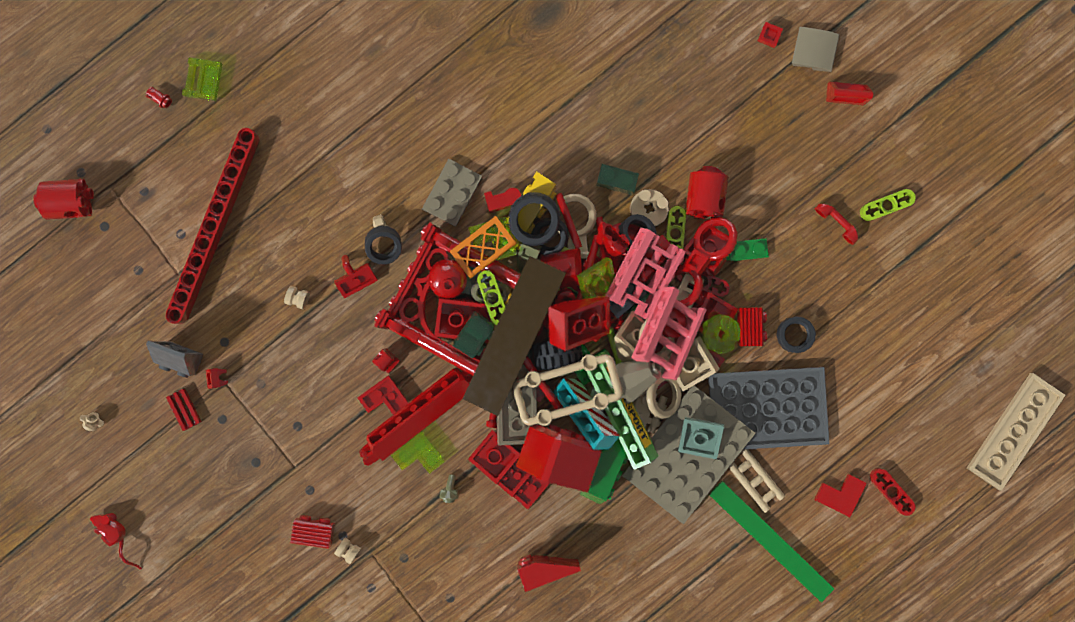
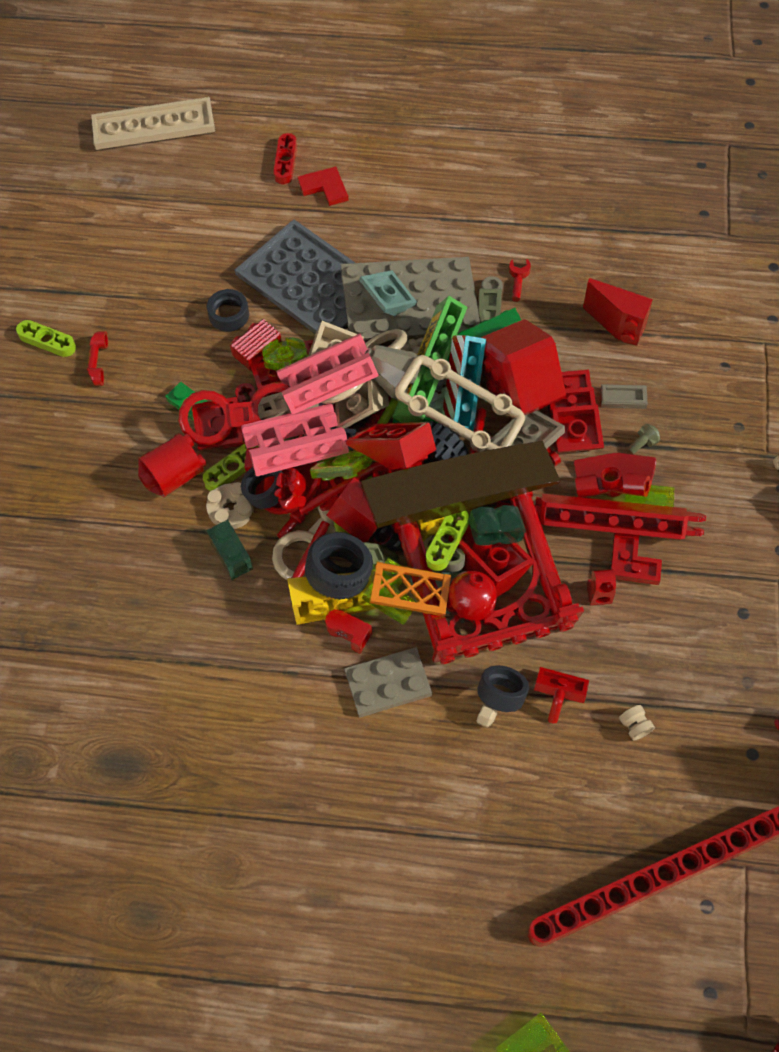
camera: 135 degrees left, 25 degrees down
(456, 440) = (614, 475): none -> red panel
(491, 512) = (623, 396): none -> dark tan tile
(633, 499) = (489, 303): none -> olive plate
(637, 539) = (518, 275): none -> red piece
(649, 518) = (492, 283): none -> dark tan tile
(762, 476) = (371, 227): tan bar -> none
(771, 541) = (413, 197): green tile -> none

